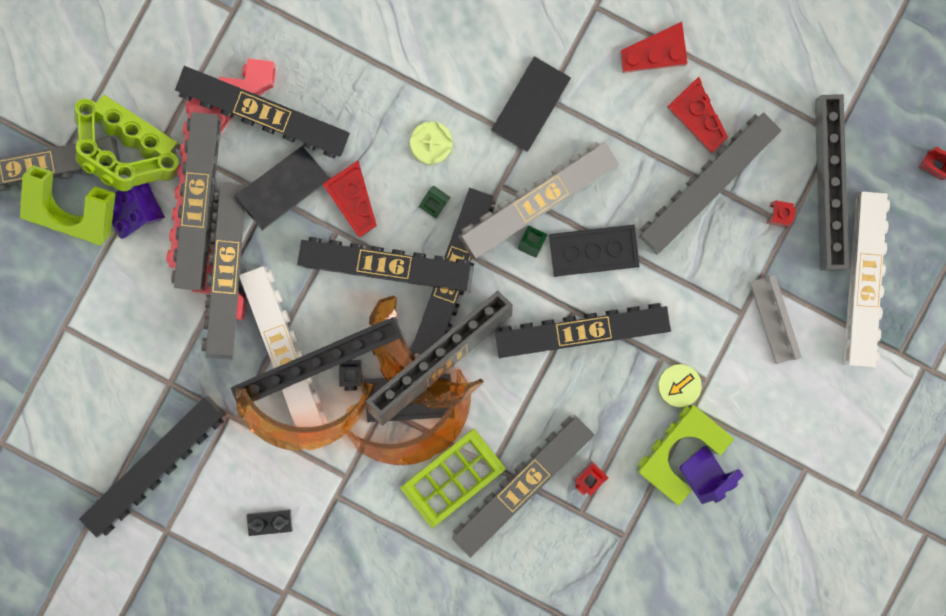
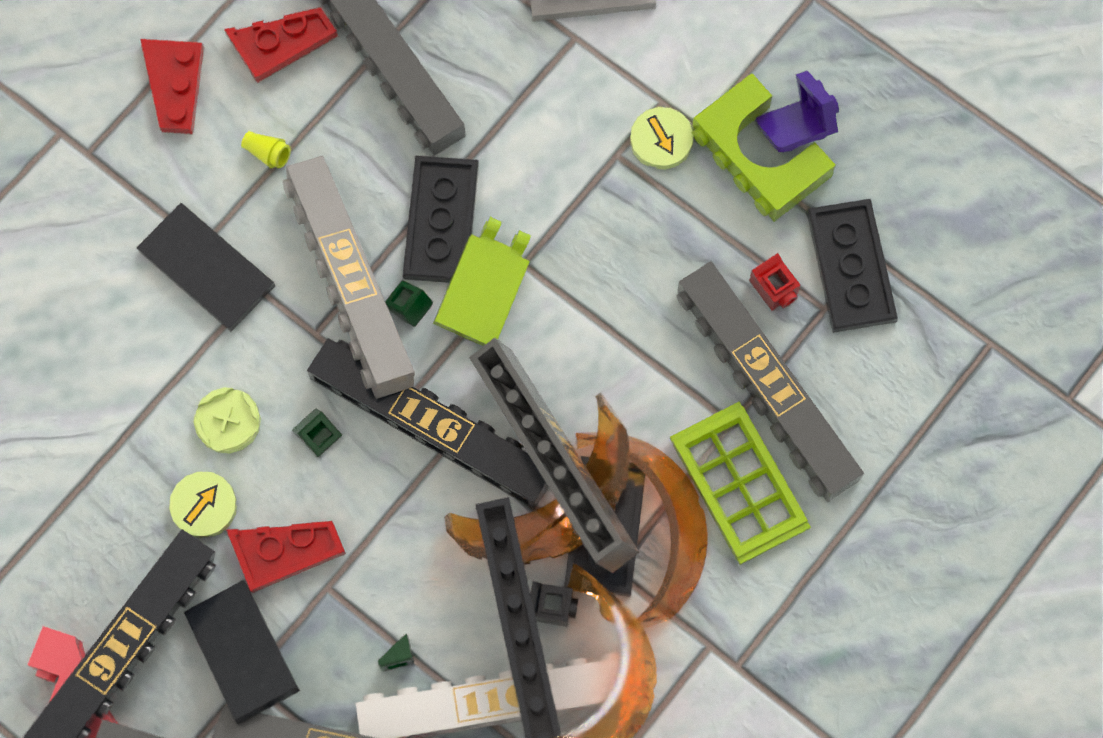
camera: 80 degrees left, 15 degrees down
(299, 285) = (397, 656): none -> dark green slope
(373, 141) = (203, 504): none -> yellowish green tile
(386, 265) = (395, 514): black brick -> none
(552, 288) = (483, 285): none -> lime tile
(582, 331) = (556, 256): black brick -> none
(614, 526) = (851, 265): none -> black tile
(619, 125) = (268, 149): none -> neon yellow cone

